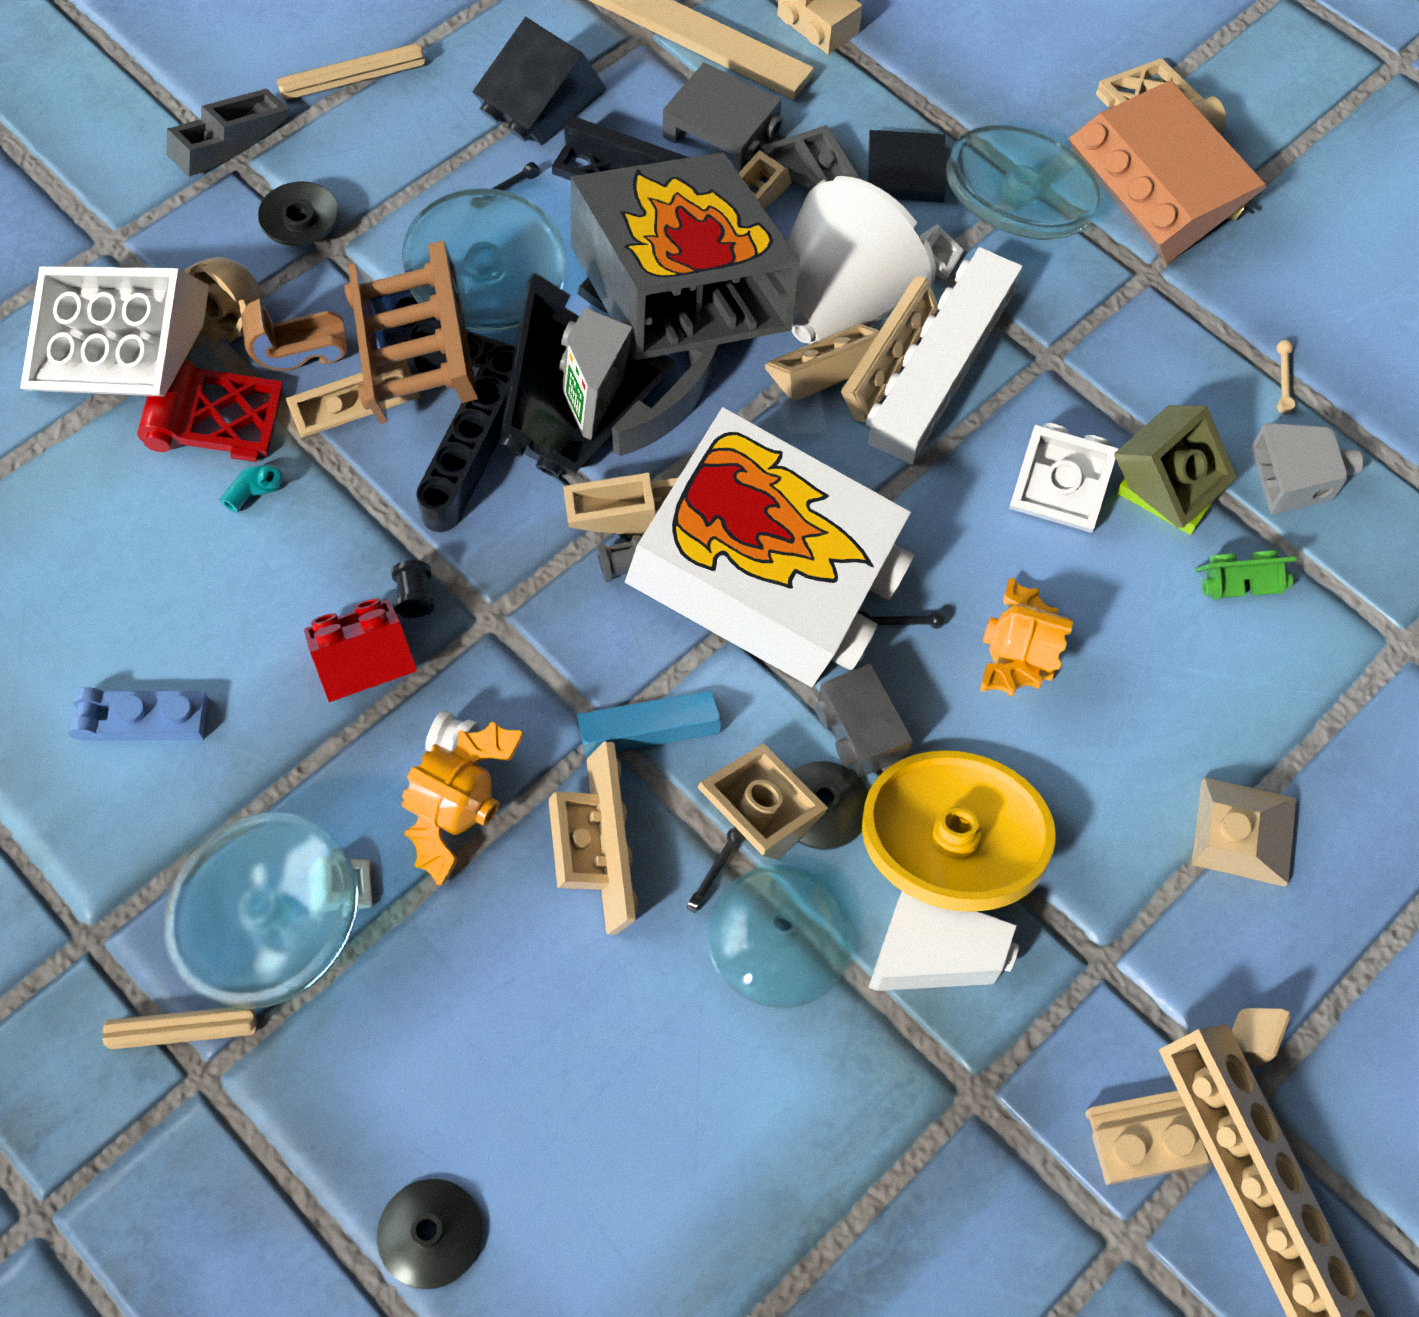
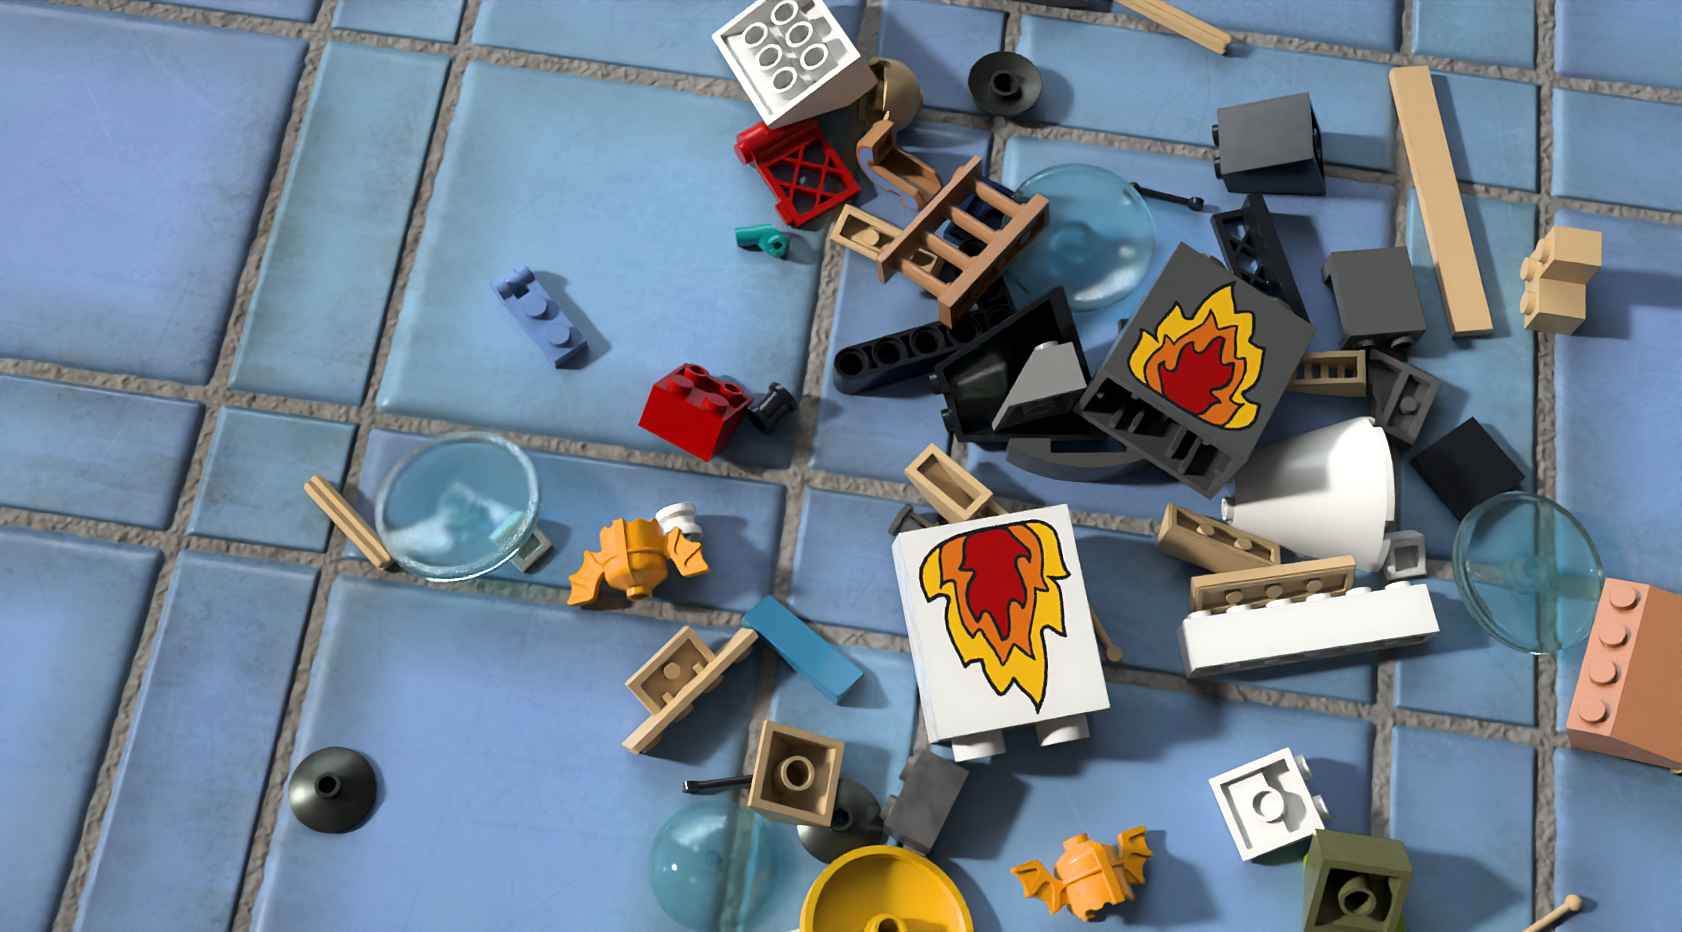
camera: 50 degrees right, 5 degrees up
(935, 620) = (1014, 740): black hinge -> none

